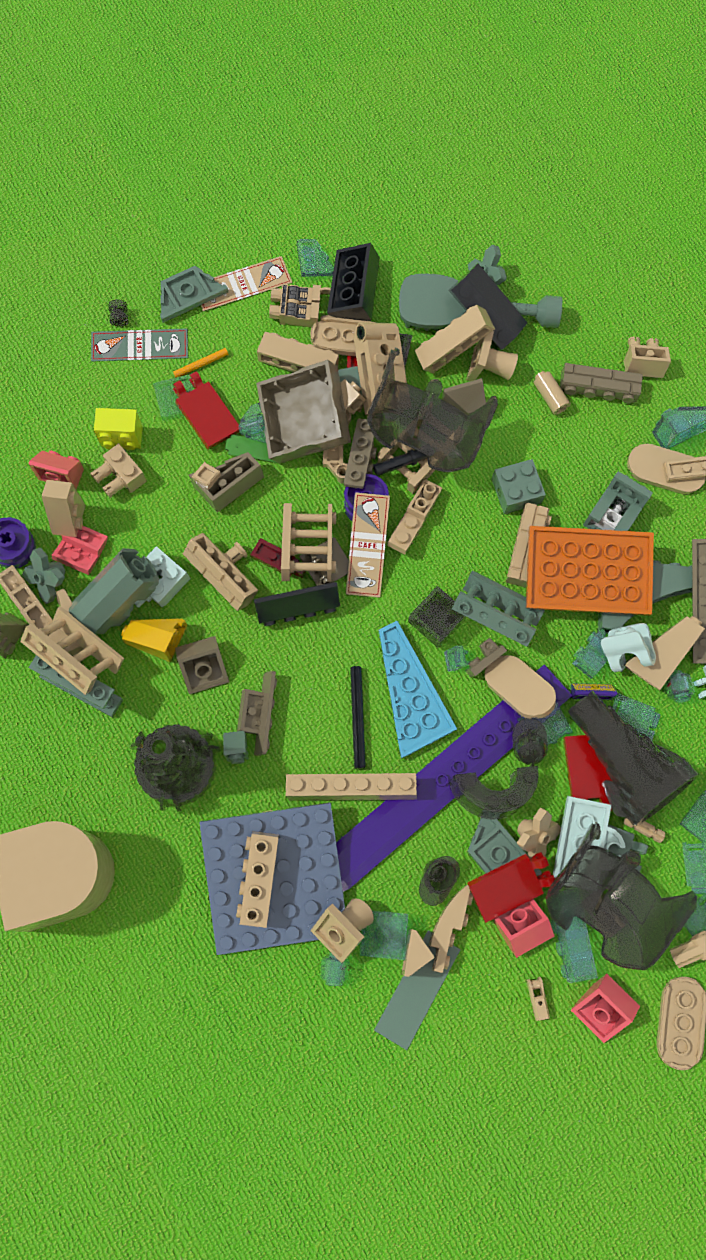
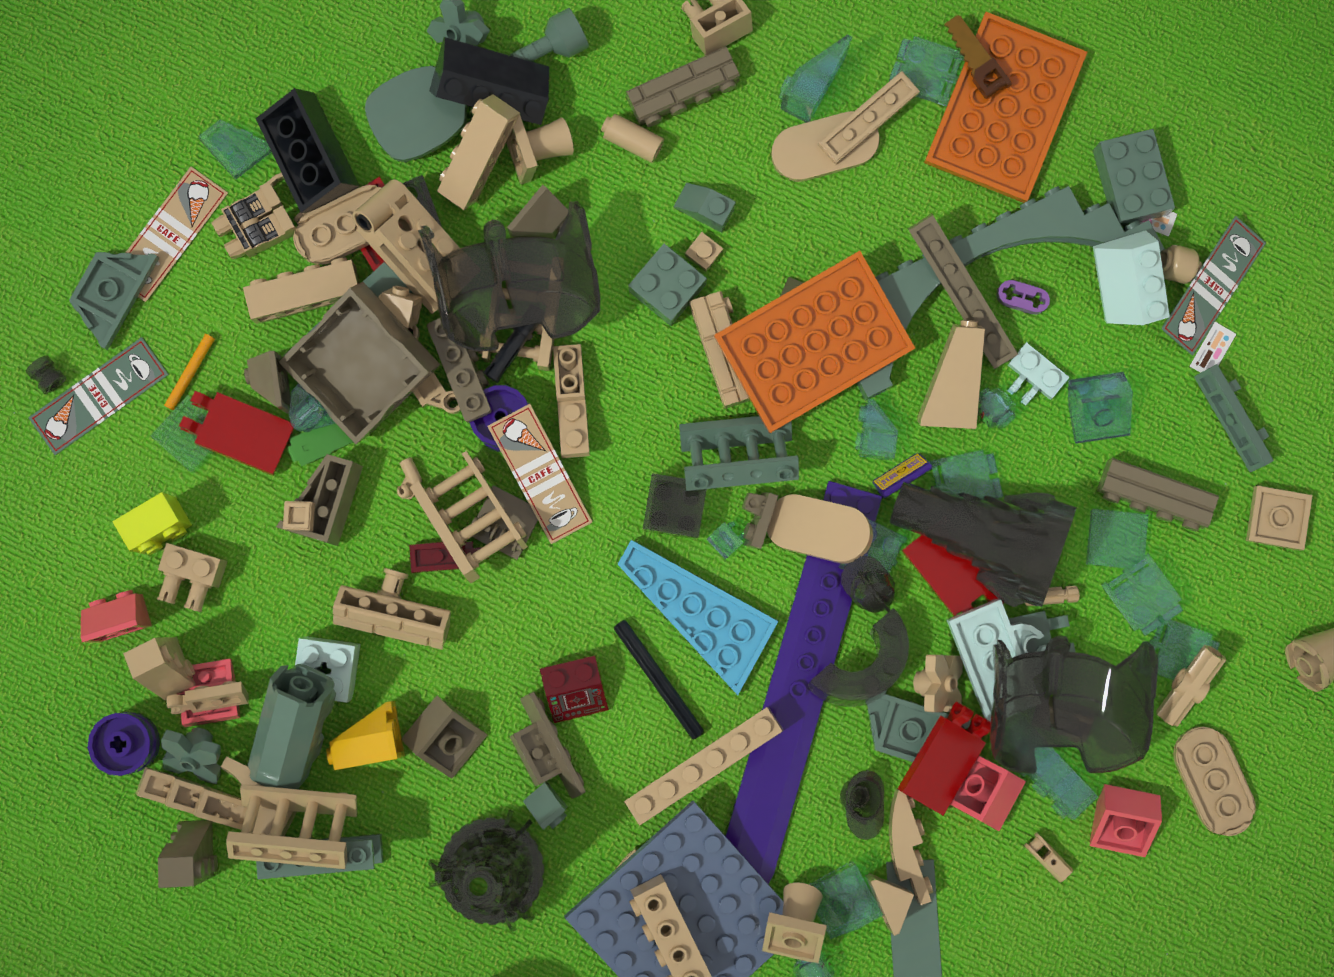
camera: 30 degrees left, 10 degrees up
(78, 549) = (209, 698): none -> tan plate
(244, 391) = (269, 379): none -> dark tan slope
(290, 498) = (411, 477): none -> tan arm
(296, 603) = (503, 595): slope -> none
(301, 687) = (574, 689): none -> dark red slope
(552, 483) = (703, 251): none -> tan plate
(571, 458) = (705, 206): none -> sand green slope
(624, 497) = (798, 219): sand green brick -> none
(628, 639) = (910, 395): light aqua piece -> none

